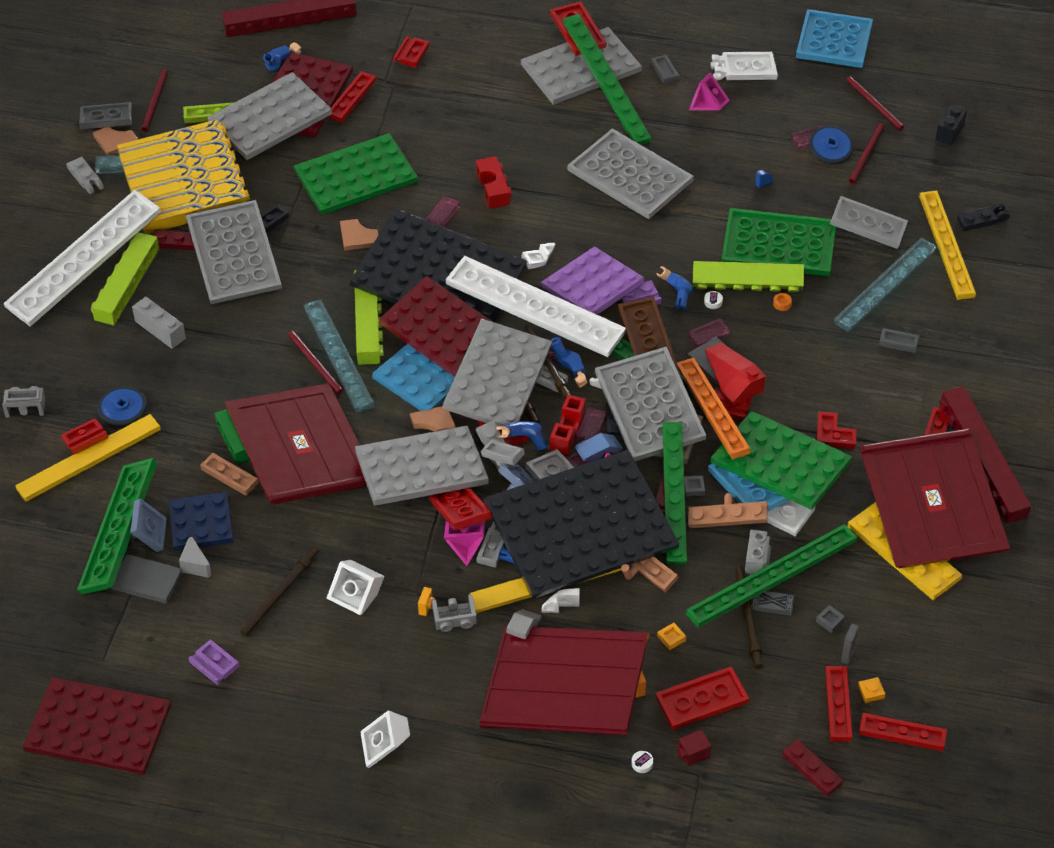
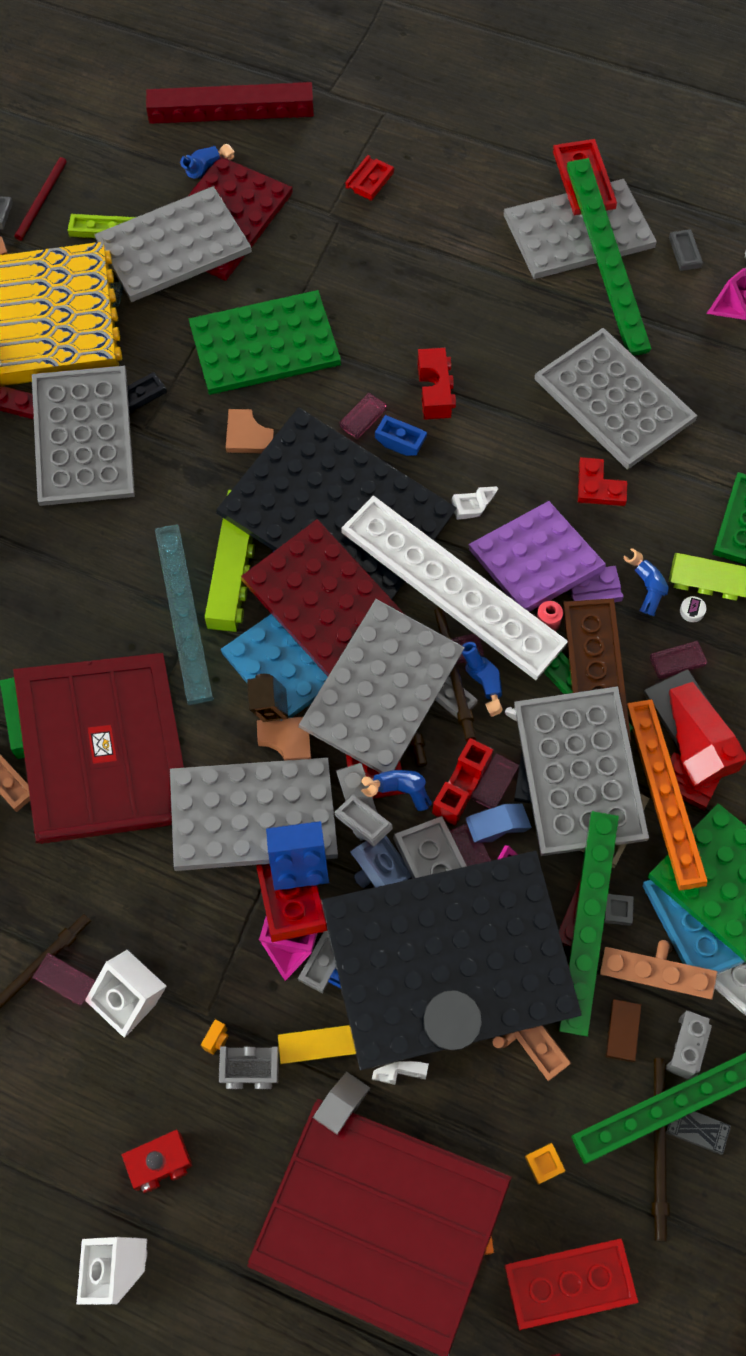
camera: 10 degrees right, 15 degrees up
(309, 586) = (64, 979): none -> clear pink tile
(316, 363) = (153, 618): dark red piece -> none
(352, 96) = (282, 230): red plate -> none
(402, 675) = (156, 1161): none -> red piece
(416, 391) = (267, 698): none -> dark brown brick
(461, 477) = (297, 855): none -> blue brick
(474, 220) = (400, 436): none -> blue slope
(590, 554) = (452, 1020): none -> dark grey tile
(610, 313) = (550, 614): none -> coral brick
(629, 235) = (595, 489): none -> red plate
(711, 555) = (623, 1030): none -> reddish brown tile

